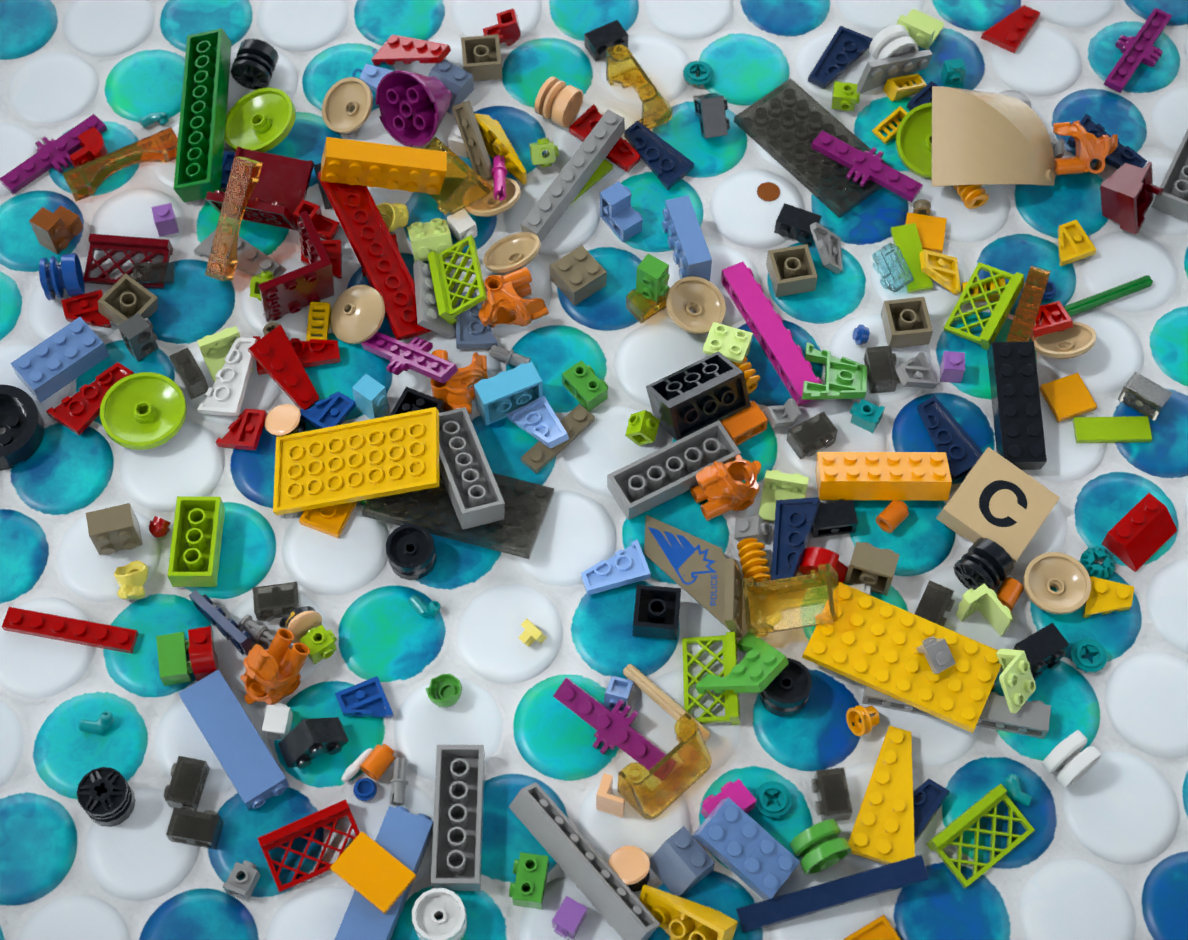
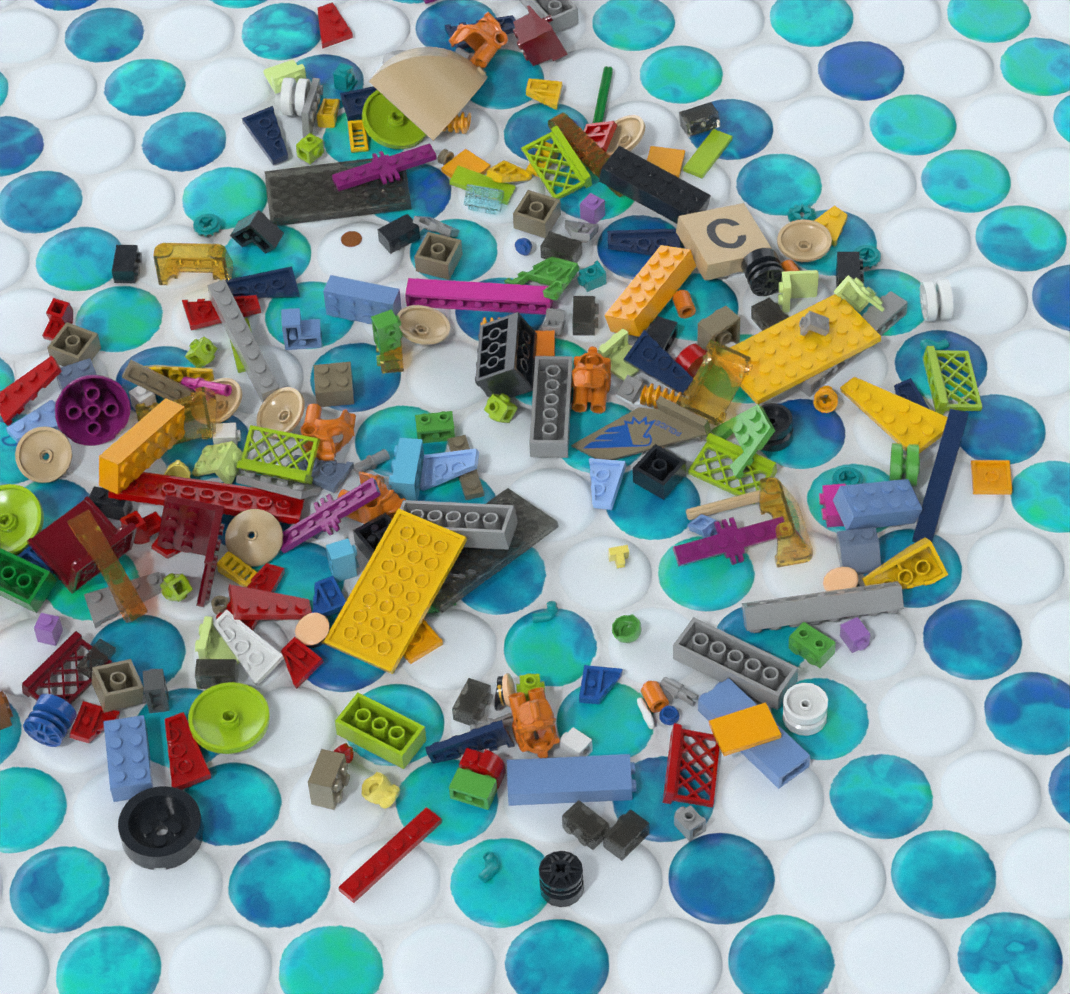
camera: 55 degrees left, 10 degrees down
(311, 739) = (610, 727): black brick -> none
(411, 552) = (497, 596): black wheel -> none
(558, 101) = (165, 317): light nougat wheel -> none
(607, 802) = (783, 567): light nougat panel -> none
(729, 341) = (469, 321): yellowish green bracket -> none
(832, 794) = (868, 443): clear smoke brick -> none
(1140, 532) = (797, 180): red slope -> none

